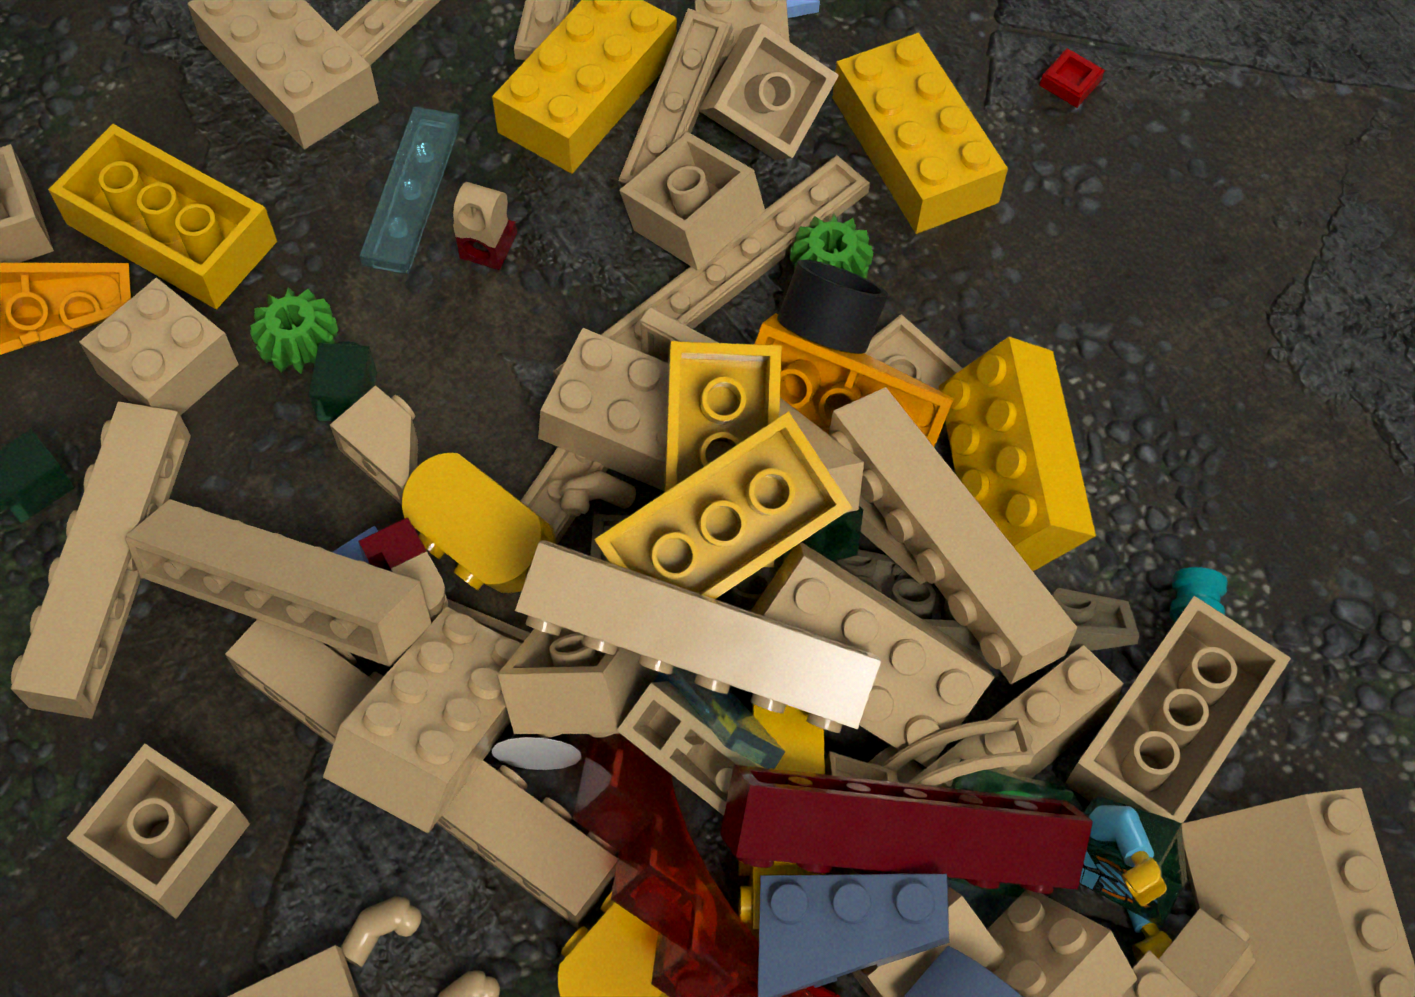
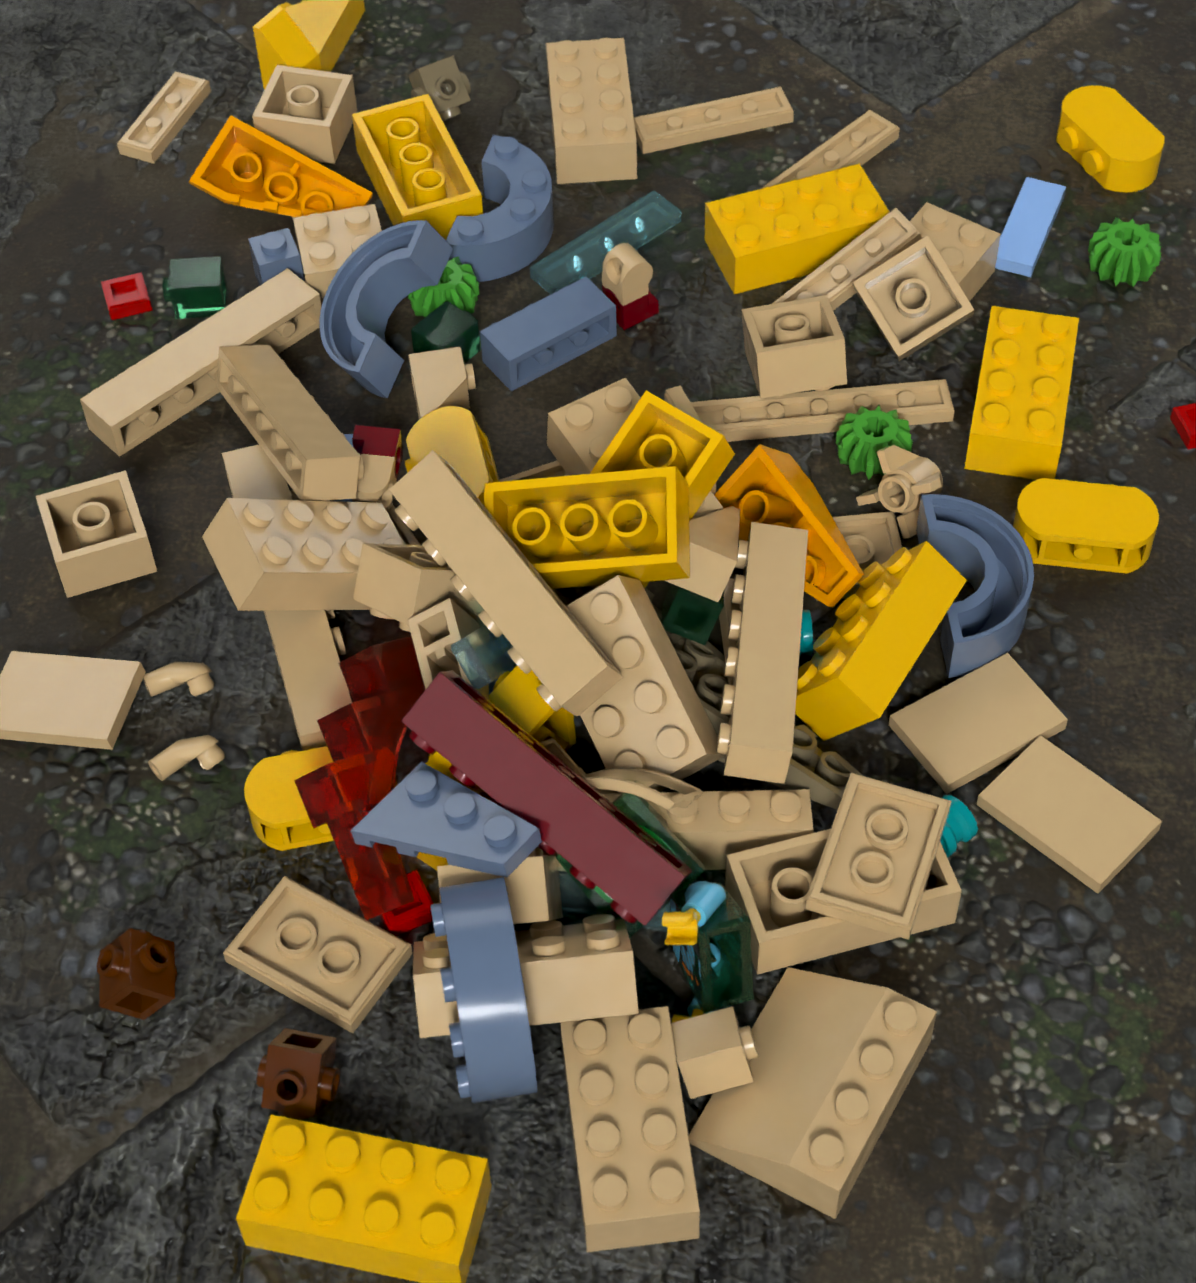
camera: 40 degrees right, 10 degrees down
(89, 397) = (274, 254): none -> sand blue brick
(107, 101) = (444, 84): none -> dark tan brick
(230, 385) = (368, 291): none -> sand blue brick
(296, 176) = (520, 227): none -> sand blue brick
(438, 317) = (548, 333): none -> sand blue brick
(536, 753) = (360, 625): white sticker -> none
(832, 306) = (828, 465): black piece -> none
(906, 278) = (903, 484): none -> tan brick
(1041, 311) = (997, 567): none -> sand blue brick
(1069, 231) = (1086, 524): none -> yellow brick
(1137, 475) = (977, 722): none -> tan tile
(1206, 673) = (878, 855): none -> tan tile
(1271, 515) = (1069, 813): none -> tan tile

